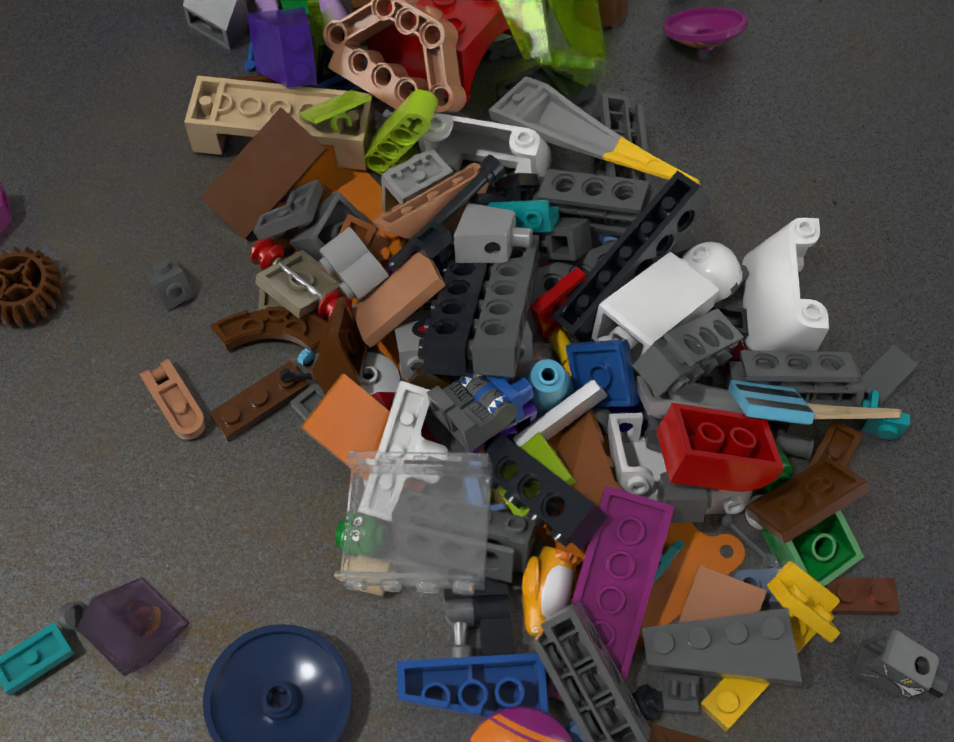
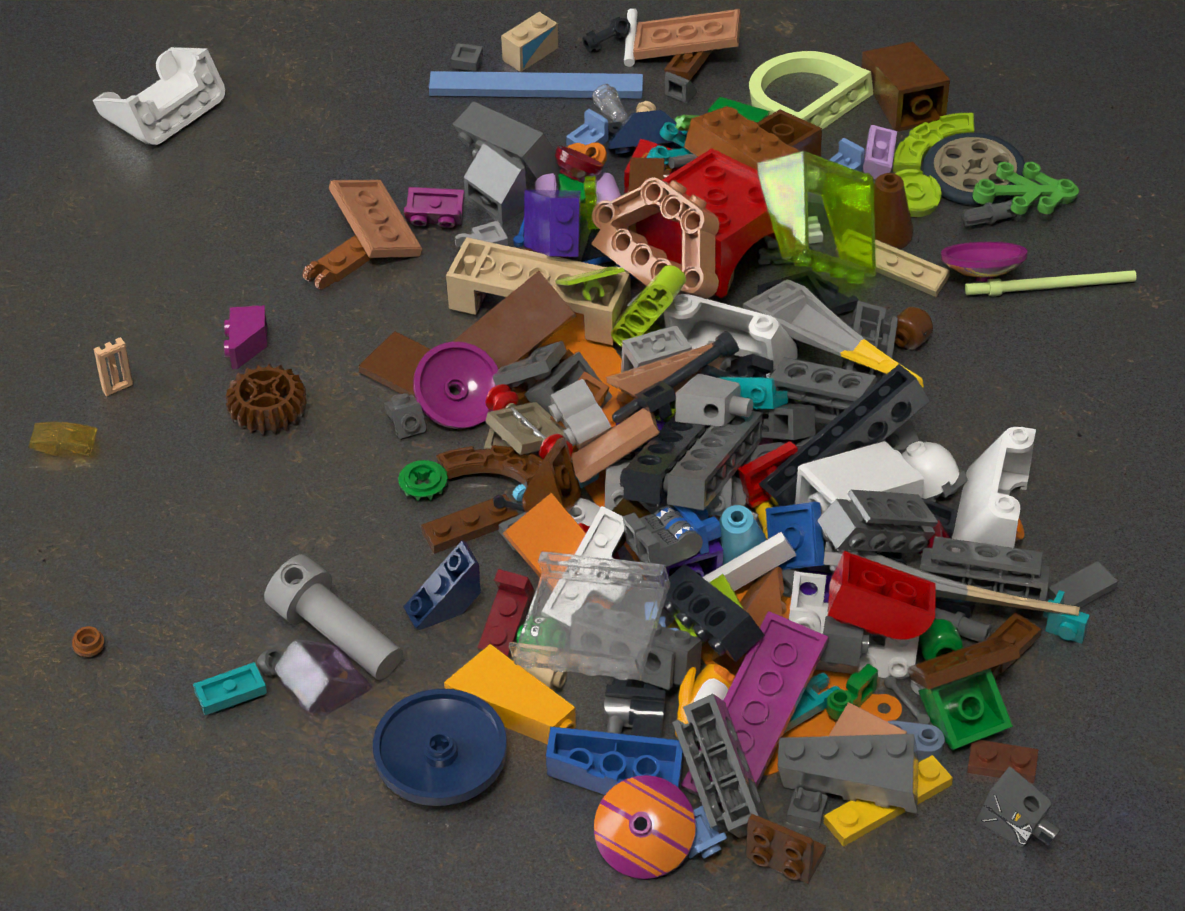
camera: 15 degrees right, 15 degrees down
(72, 113) = (336, 264): none -> dark orange hinge
(100, 61) = (375, 218): none -> nougat tile
(128, 549) = (303, 593): none -> light grey piece
(158, 40) = (434, 206): none -> magenta bracket
(167, 227) = (394, 363): none -> reddish brown tile
(174, 401) = (392, 510): nougat plate -> none
(198, 345) = (421, 471): none -> green gear
(215, 65) = (488, 232): none -> light grey plate
(220, 222) = (460, 367): none -> magenta dish
(248, 496) = (447, 590): none -> dark blue slope
(319, 516) = (508, 611): none -> dark red bracket
(344, 615) = (514, 694): none -> light orange slope
(635, 47) = (909, 269): none -> tan tile
(649, 702) = (775, 805): black plate -> none
(657, 109) = (913, 328): none -> reddish brown head
(701, 536) = (859, 687): none -> green plate
(721, 54) = (995, 287): none -> yellowish green bar
(771, 402) = (946, 575): medium azure tile -> none
(806, 599) = (942, 743): yellow bracket -> none

